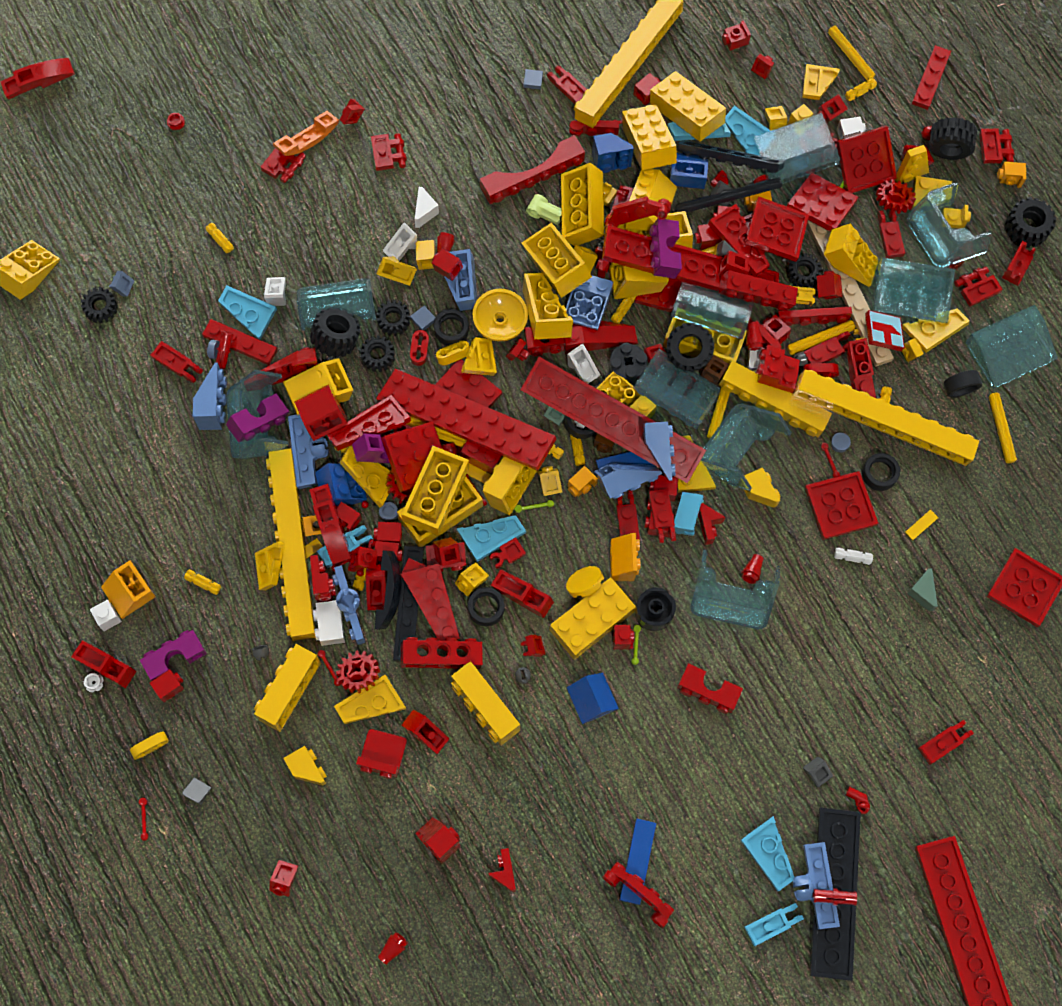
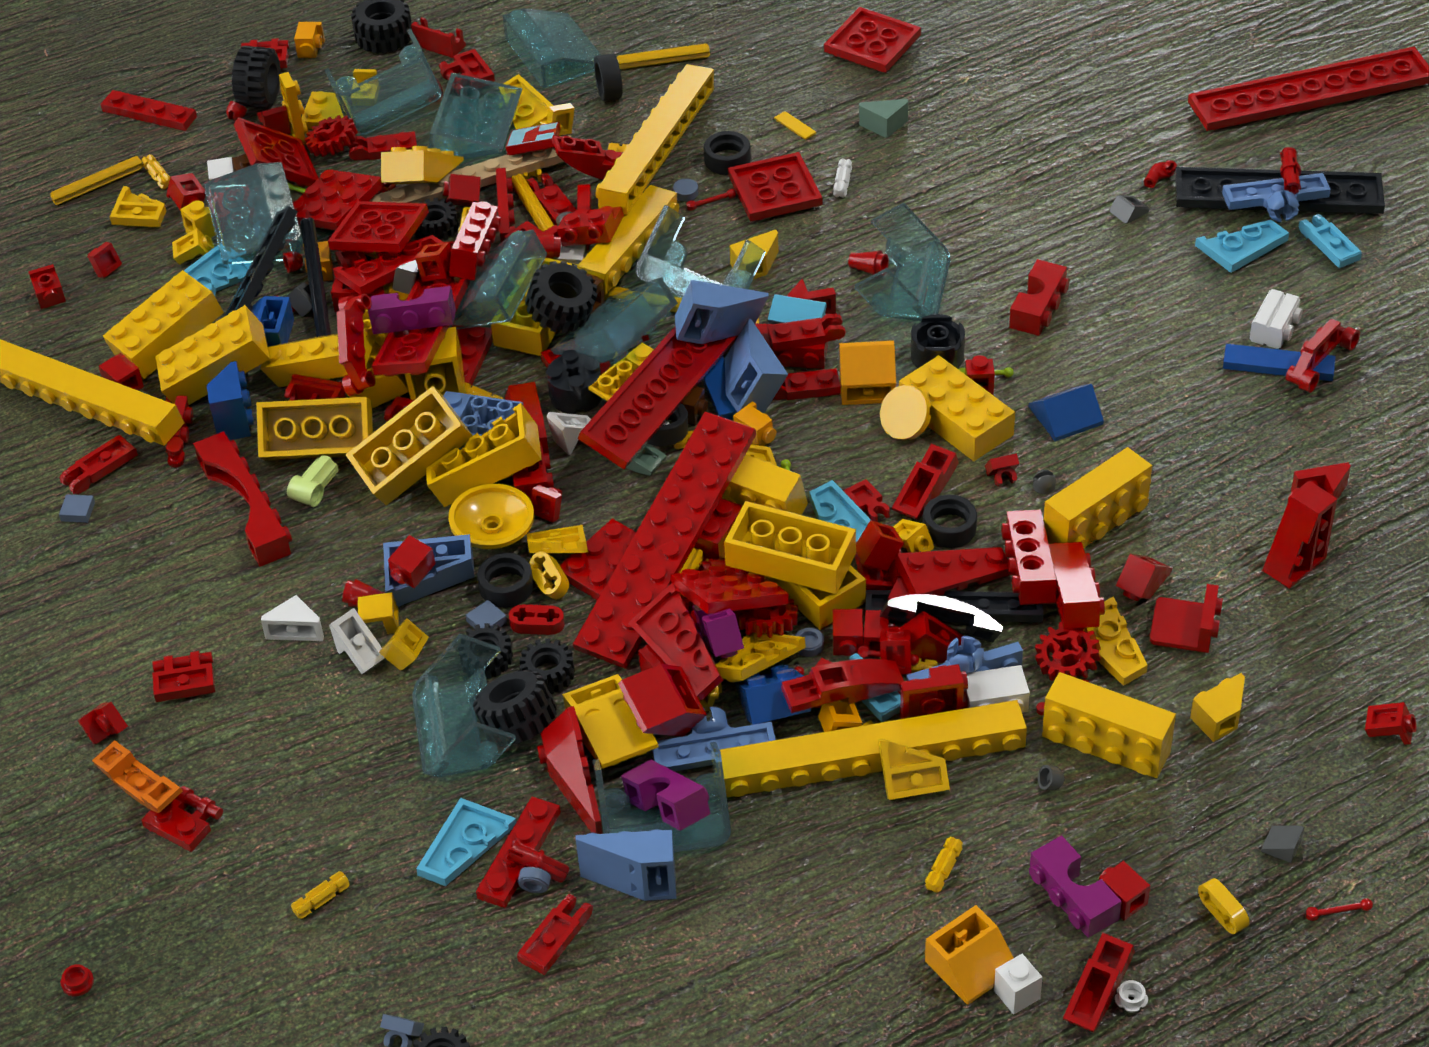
camera: 85 degrees left, 25 degrees down
(275, 291) = (430, 797): white slope -> none
(409, 678) = (1076, 588): none -> red brick
(680, 864) = (1276, 319): none -> white brick
(943, 743) = (1075, 103): red hinge -> none

